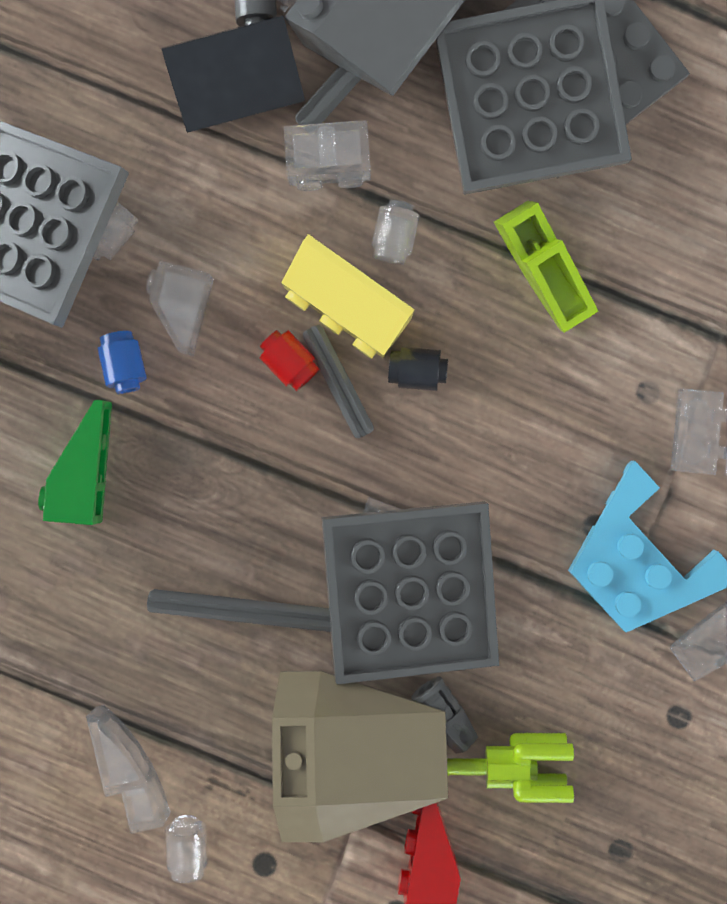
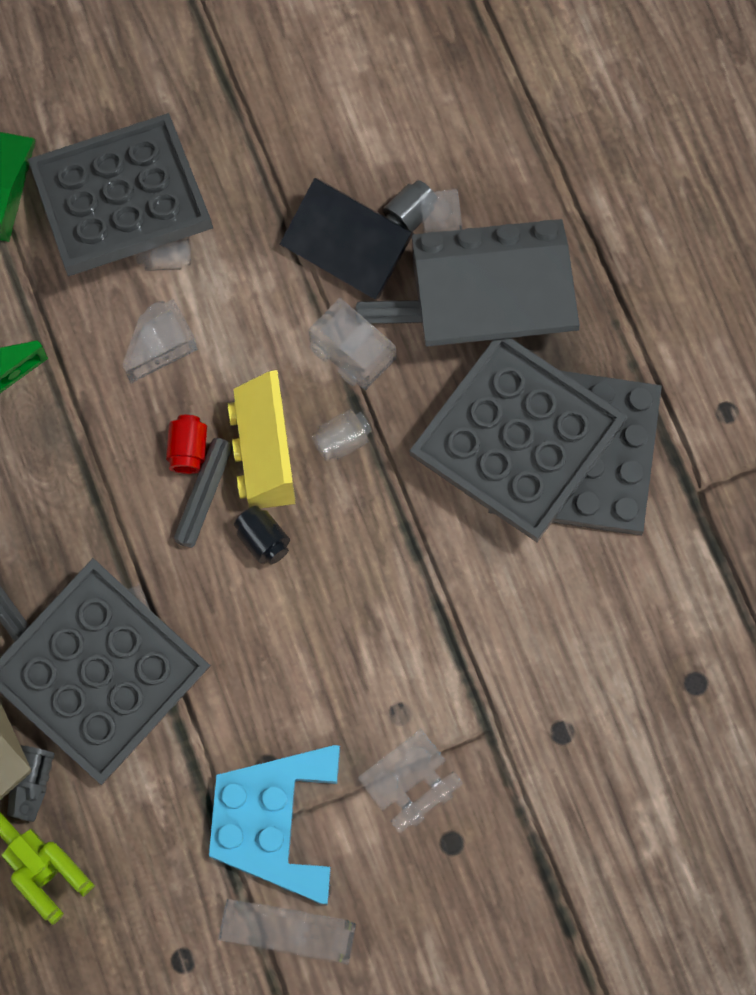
camera: 50 degrees right, 15 degrees down
(121, 361) = (81, 338): blue brick -> none
(546, 265) = (417, 558): lime slope -> none

